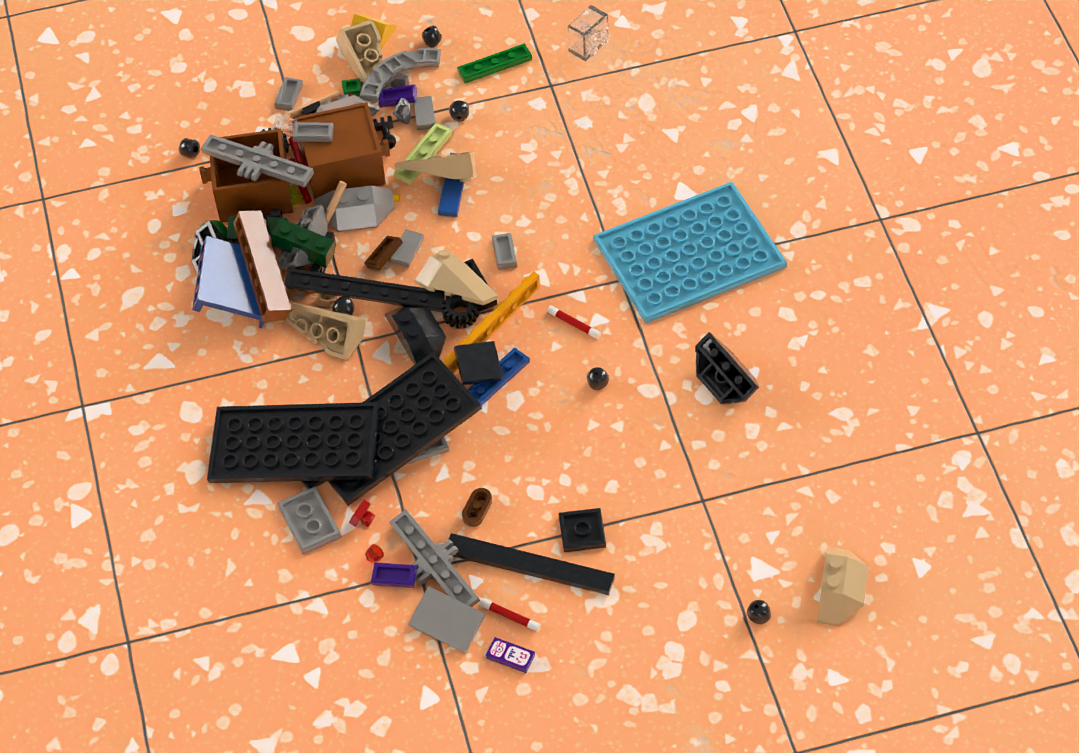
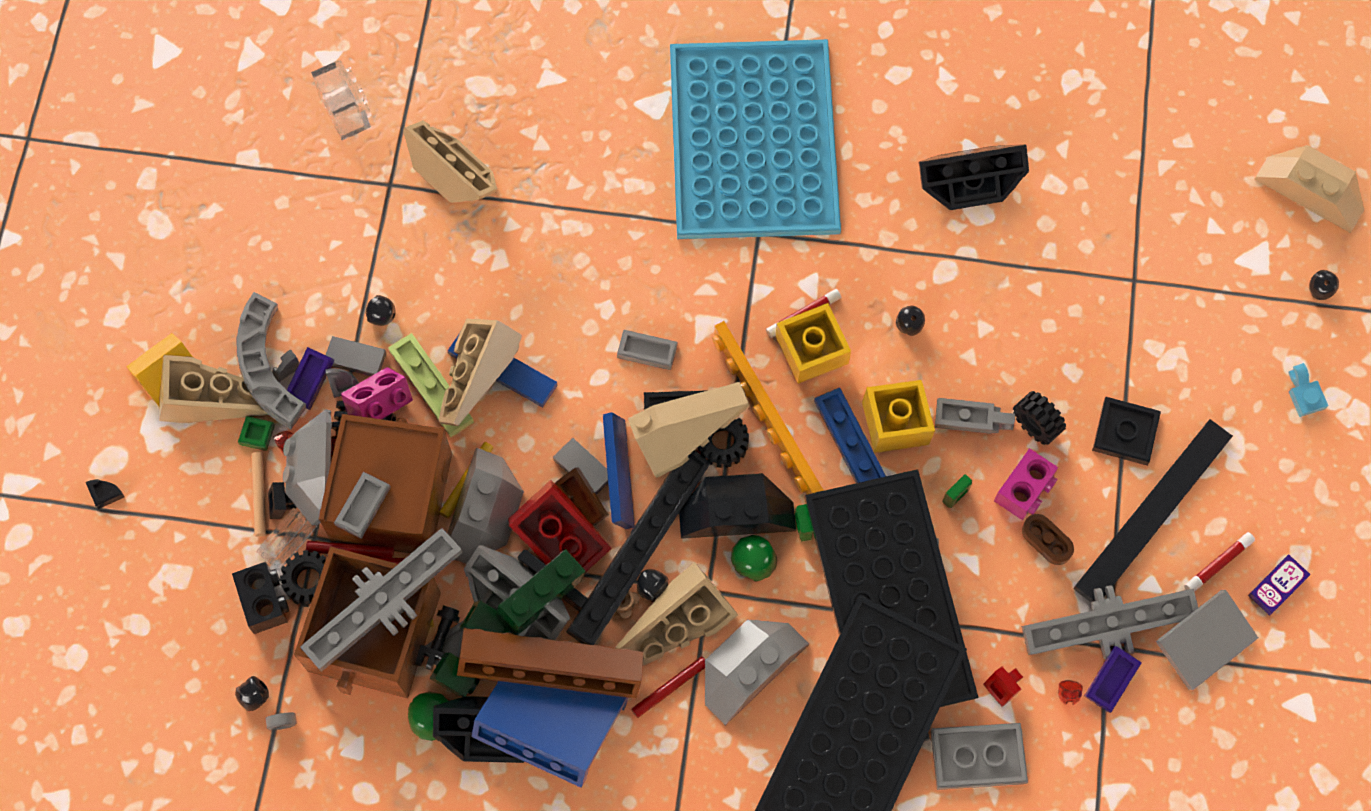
camera: 70 degrees left, 15 degrees up
(178, 167) = (281, 721): none -> light grey tile
(250, 121) = (255, 599): none -> black brick
(281, 37) = (103, 492): none -> black tile
(283, 343) = (669, 687): none -> red bar
(288, 94) = (219, 521): light grey tile -> none
(315, 377) = (748, 664): none -> light grey wedge
(334, 201) = (478, 523): light nougat bar -> none
(355, 246) = (553, 523): none -> red slope
(388, 355) = (754, 557): none -> green hair
(397, 126) = (378, 395): none -> dark pink brick
(407, 264) = (618, 471): none -> blue tile
(431, 36) = (224, 294): black piece -> none
(478, 362) = (833, 449): black tile -> none
(486, 444) = (957, 491): none -> green tile
(494, 63) = (314, 236): green tile -> none
(510, 476) = (1023, 482): none -> dark pink brick
(520, 391) = (898, 416): none -> yellow brick
(545, 436) = (971, 416): none -> light grey hinge
(549, 328) = (813, 343): none -> yellow brick
(559, 468) = (1039, 417): none -> black tyre
(577, 101) = (448, 164): none -> tan wedge
(666, 630) = (1306, 396): none -> medium azure plate

